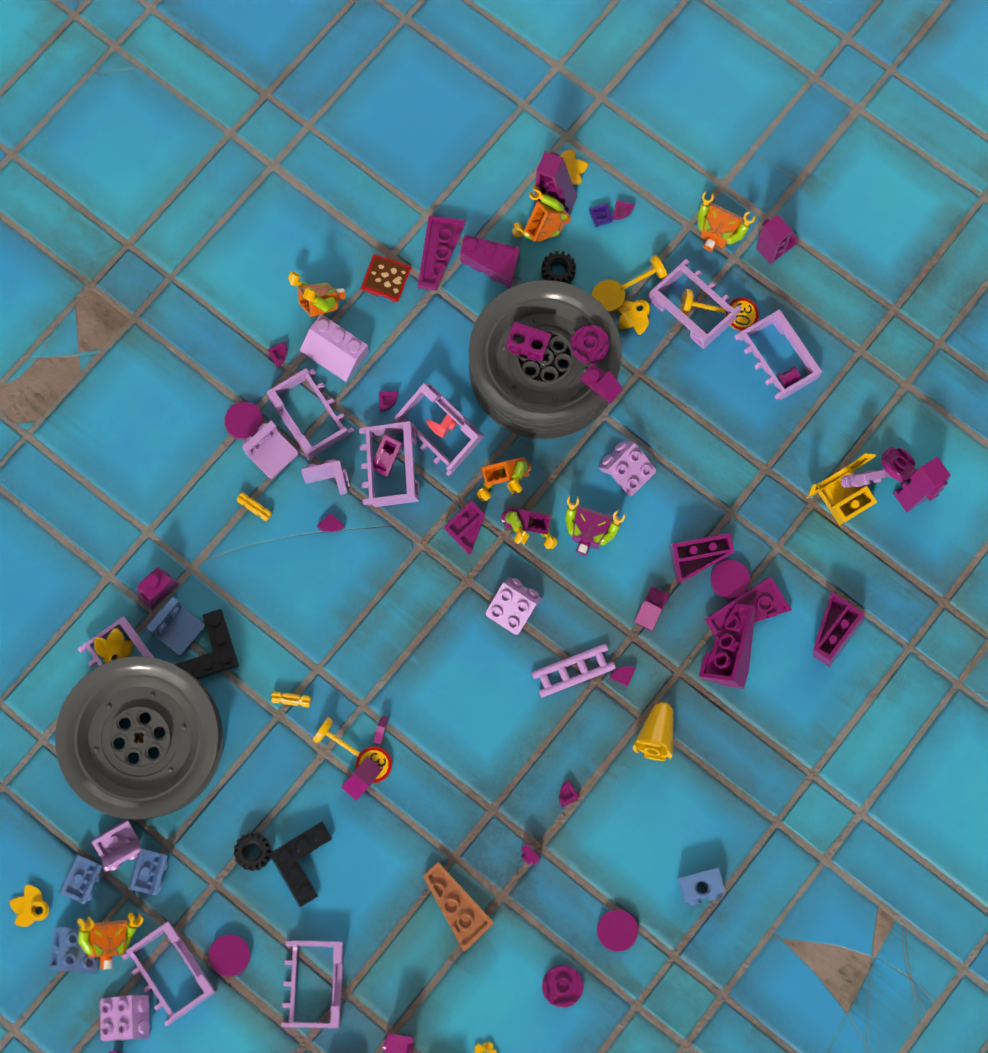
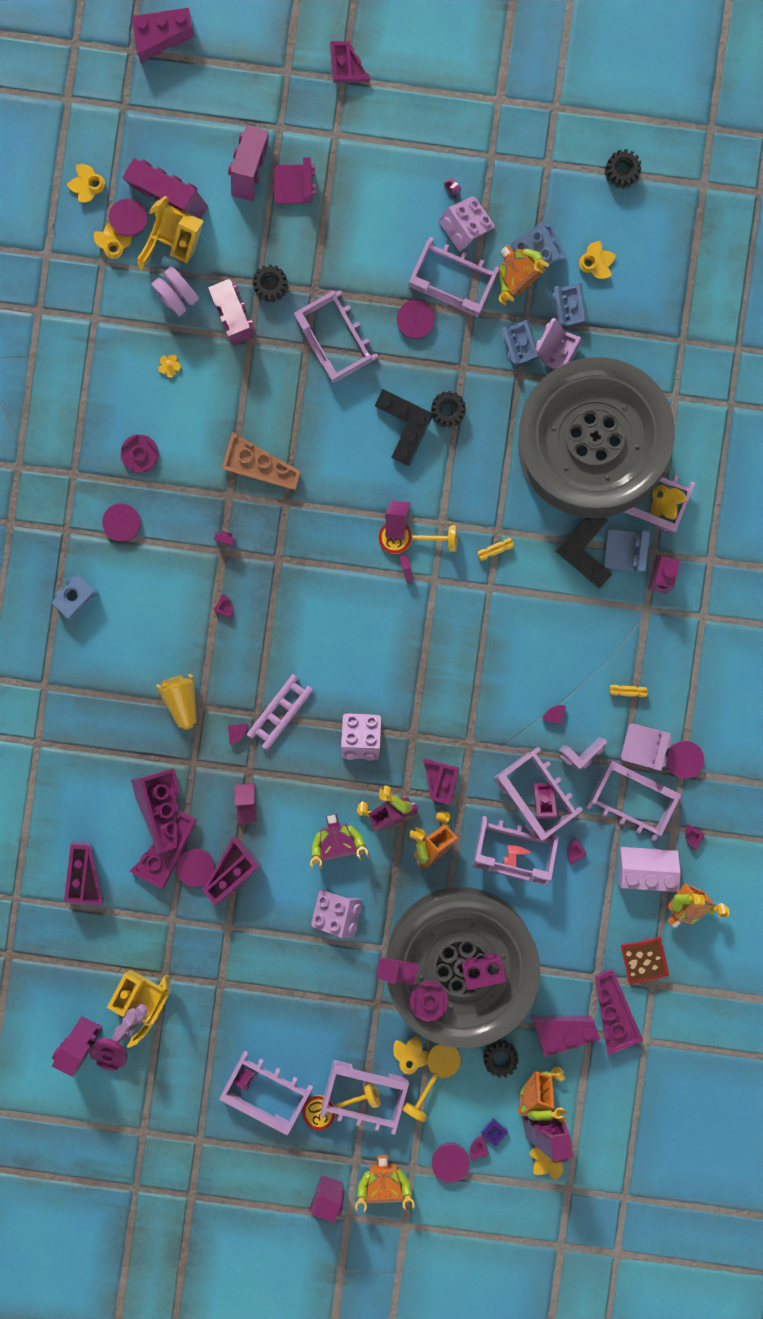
camera: 150 degrees right, 15 degrees up
(653, 212) = (450, 1162): none -> magenta tile

